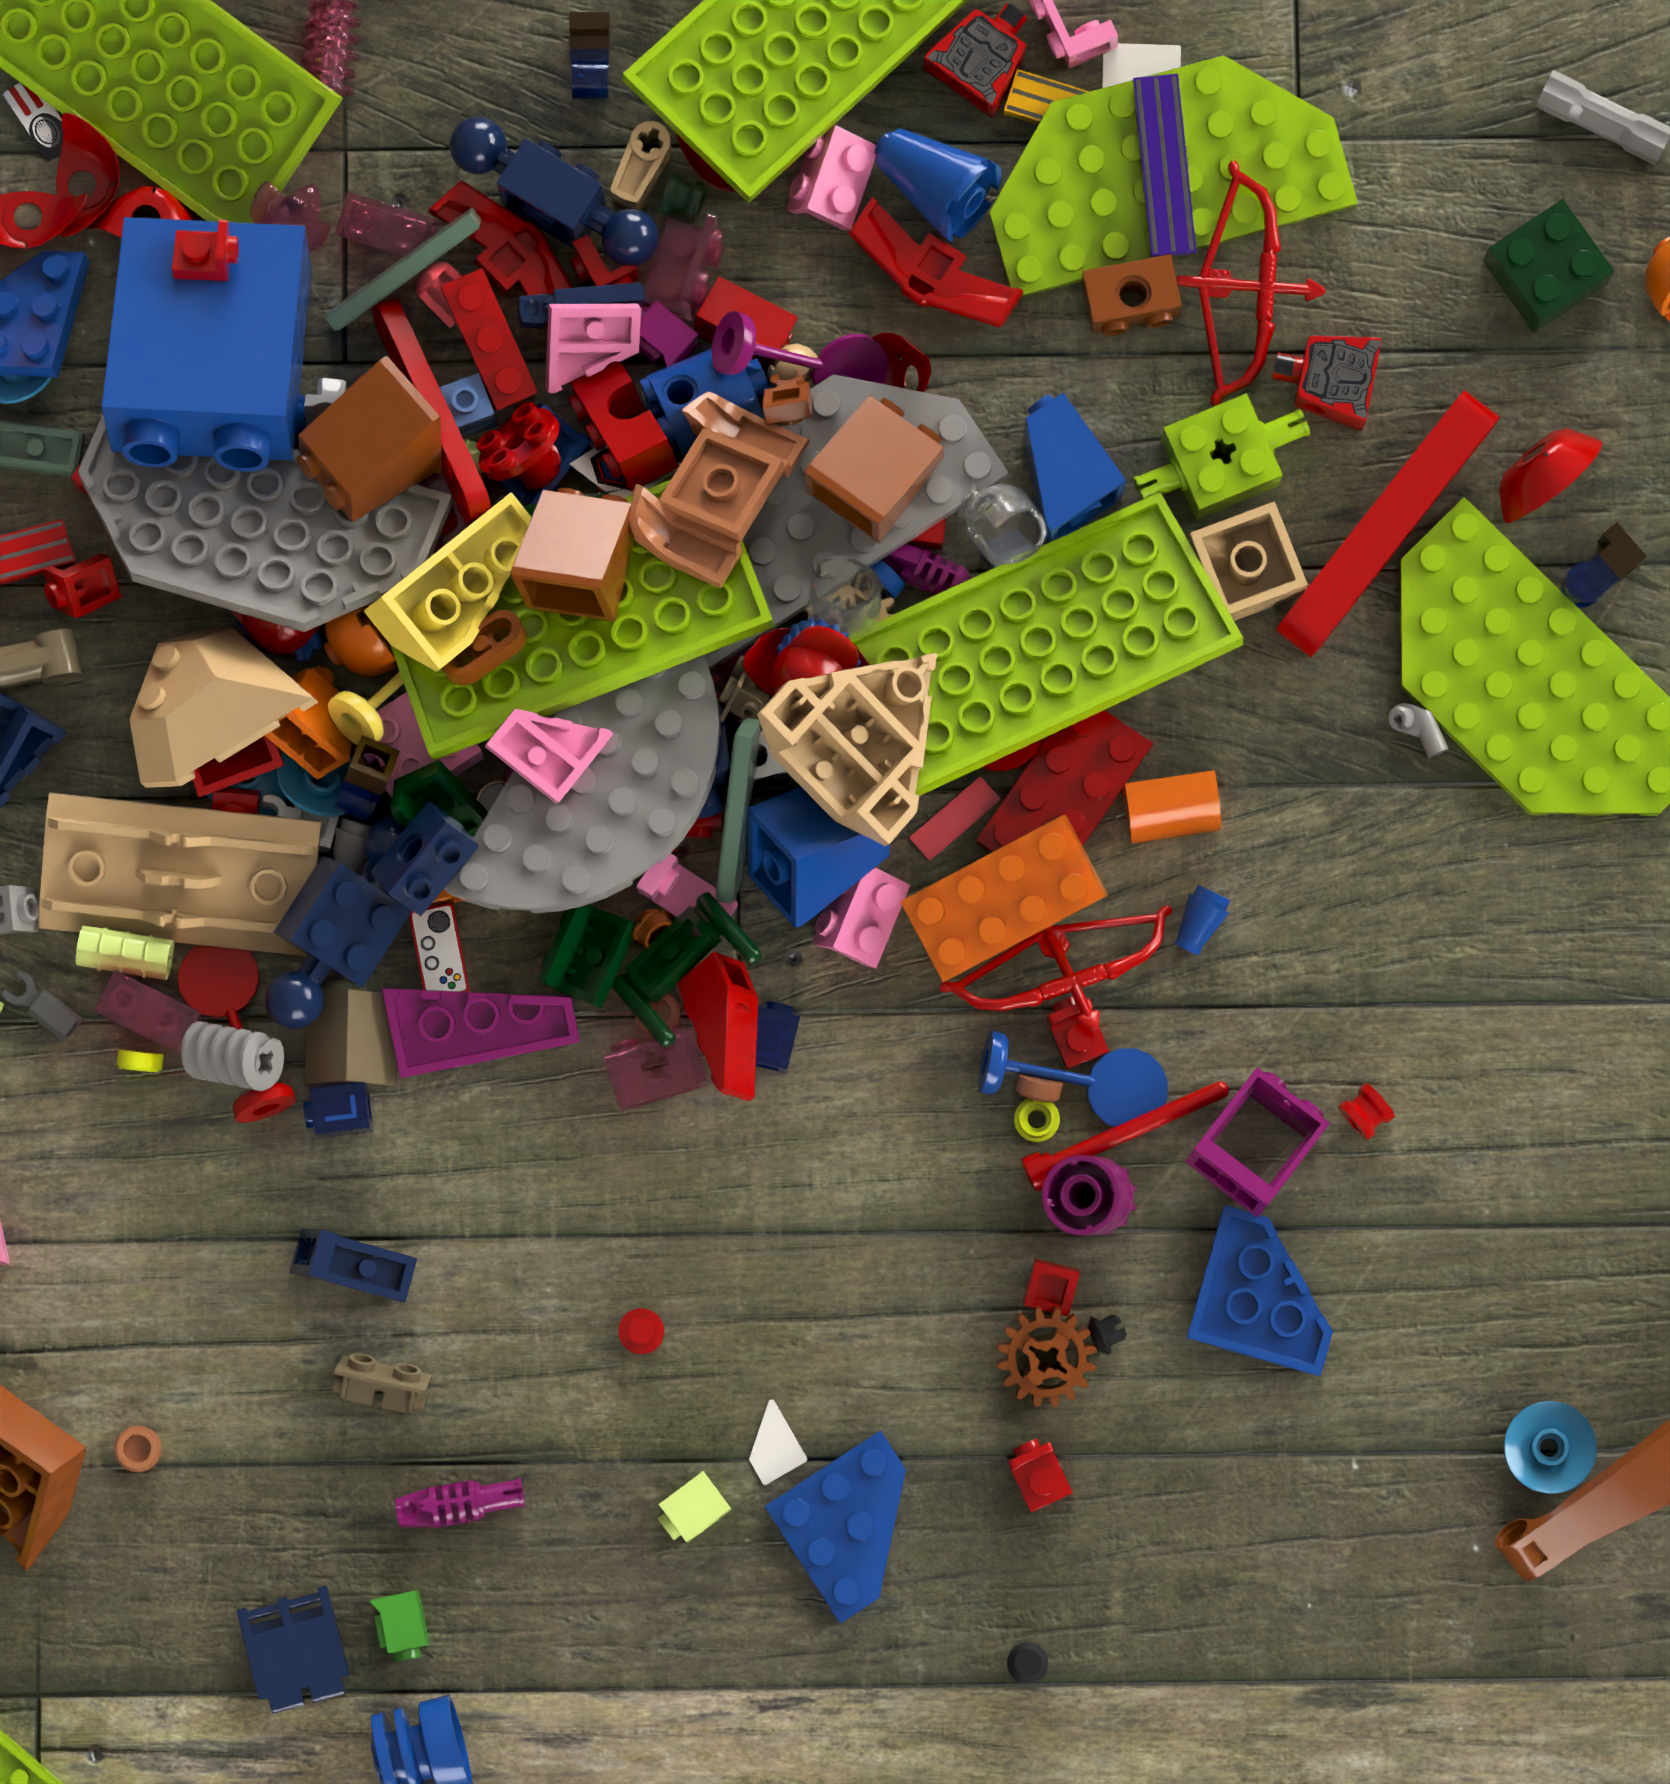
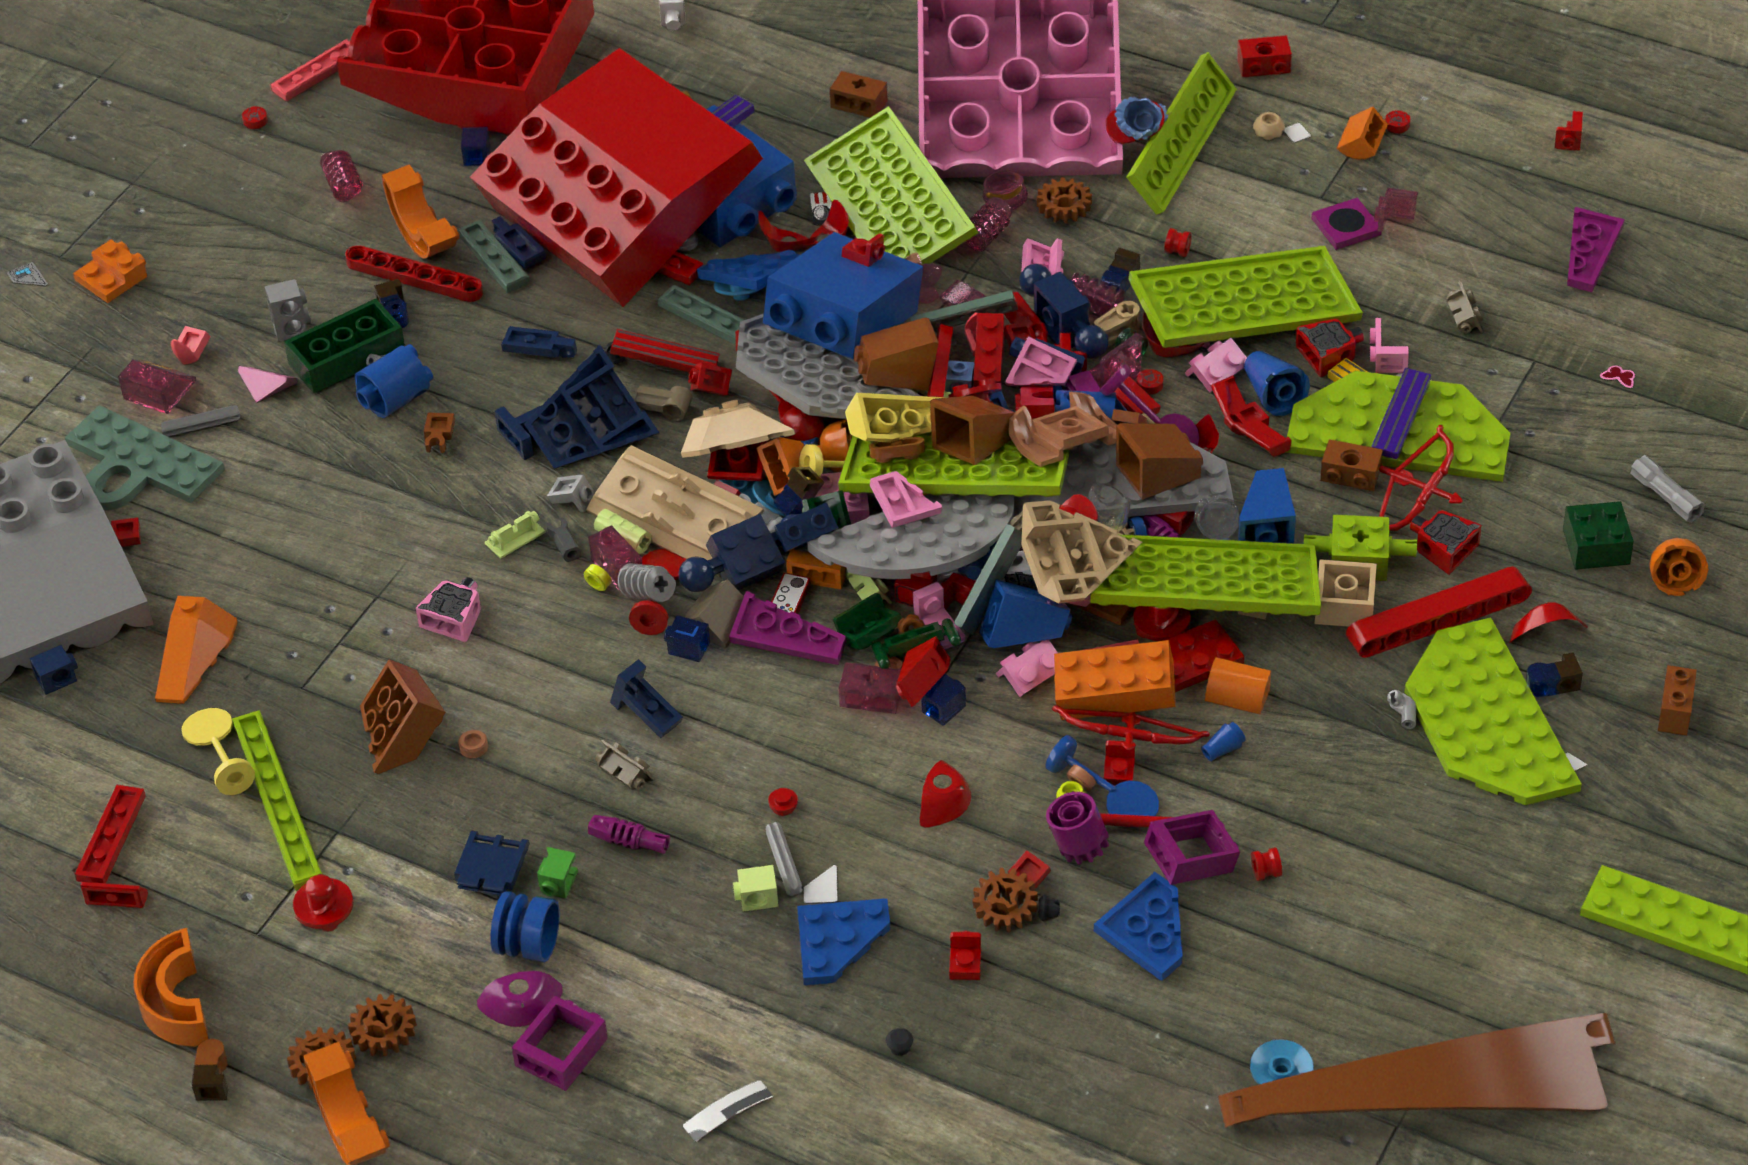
camera: 30 degrees right, 35 degrees down
(457, 85) = (1041, 254): none -> bright pink bracket
(581, 124) = (1100, 298): none -> clear pink piece
(698, 1430) = (783, 859): none -> light grey axle
(746, 256) = (1150, 381): none -> red tile
(868, 1233) = (945, 804): none -> red piece

